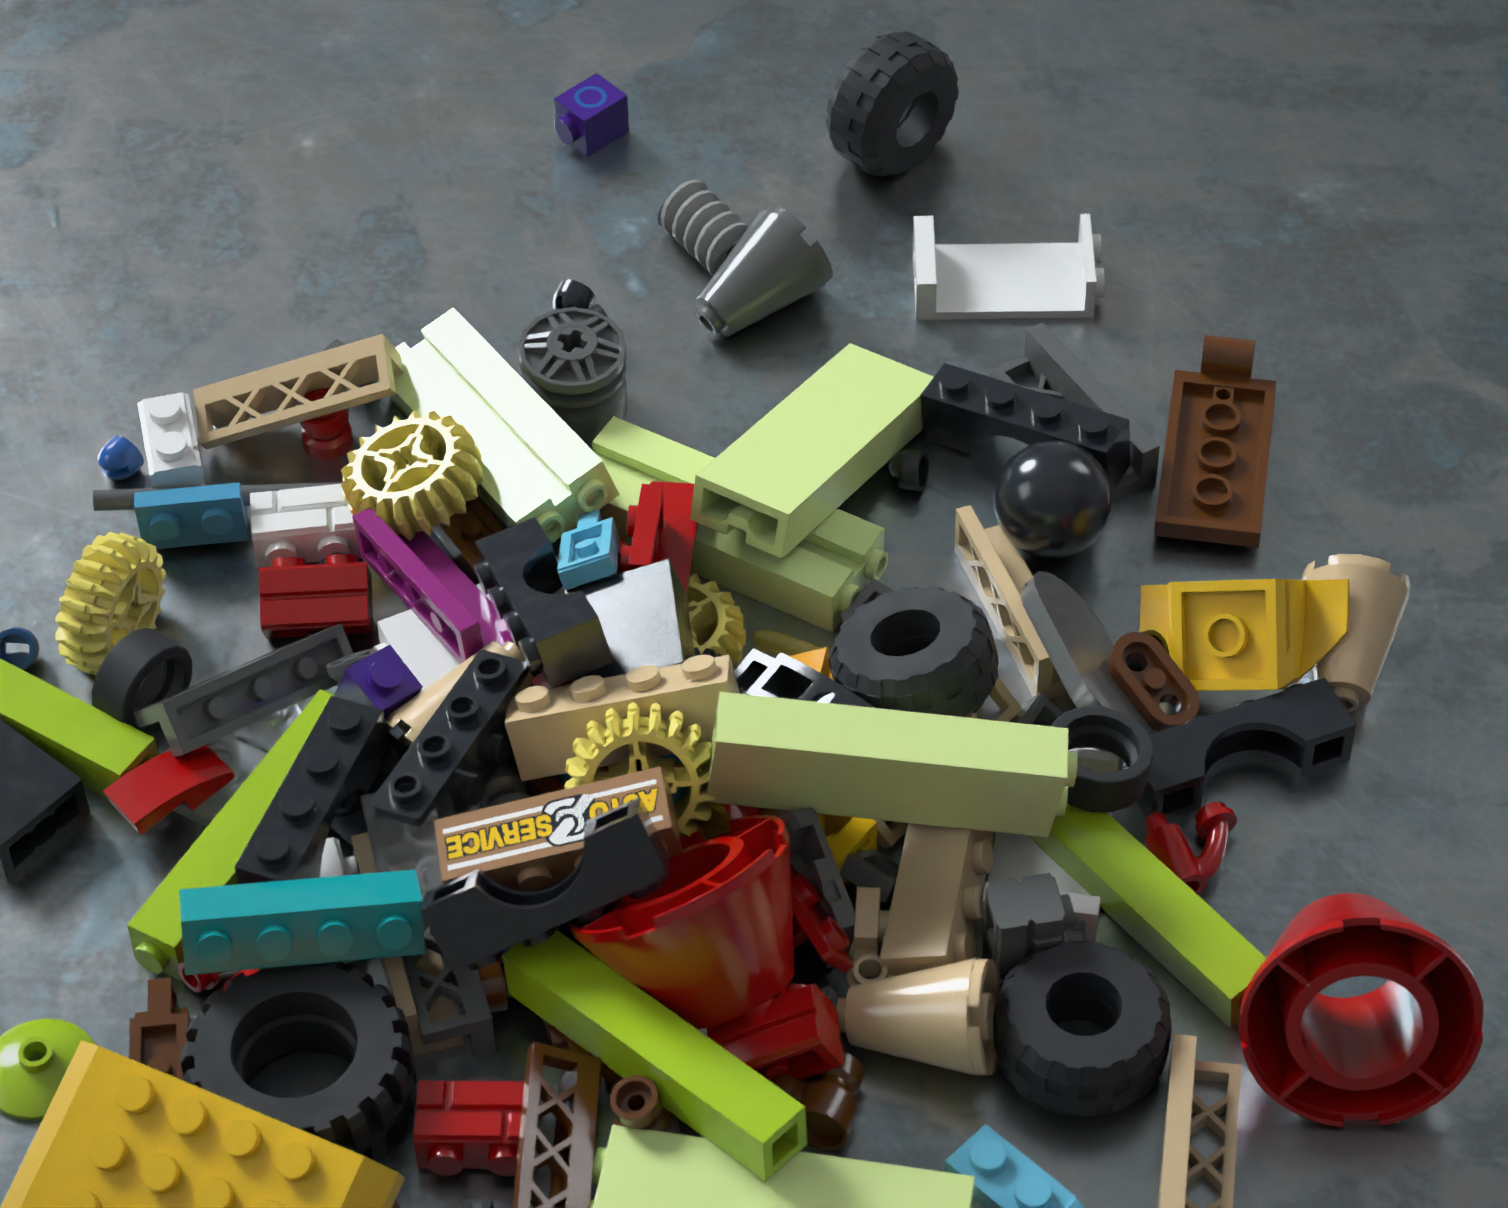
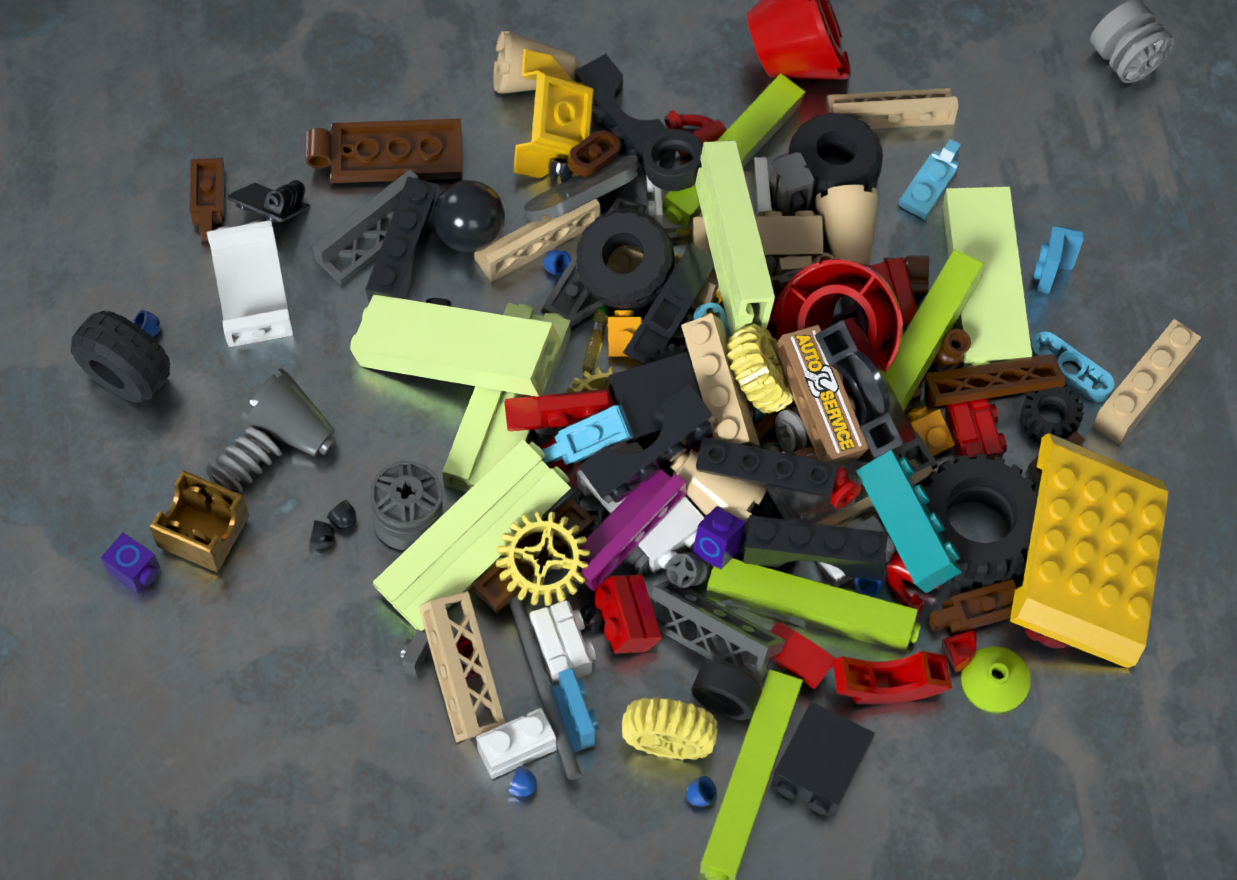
camera: 105 degrees left, 15 degrees up
(88, 893) = (893, 680): none -> red arch
(102, 1021) = (960, 649): none -> red tile
(396, 847) = (844, 489): none -> red wheel
(502, 1053) = (931, 428): none -> light orange bracket
(613, 171) = (200, 521): none -> pearl gold piece
(962, 159) = (147, 322): none -> blue hinge
(1137, 293) = (274, 204): none -> black hinge
(1170, 239) = (206, 194): none -> reddish brown hinge

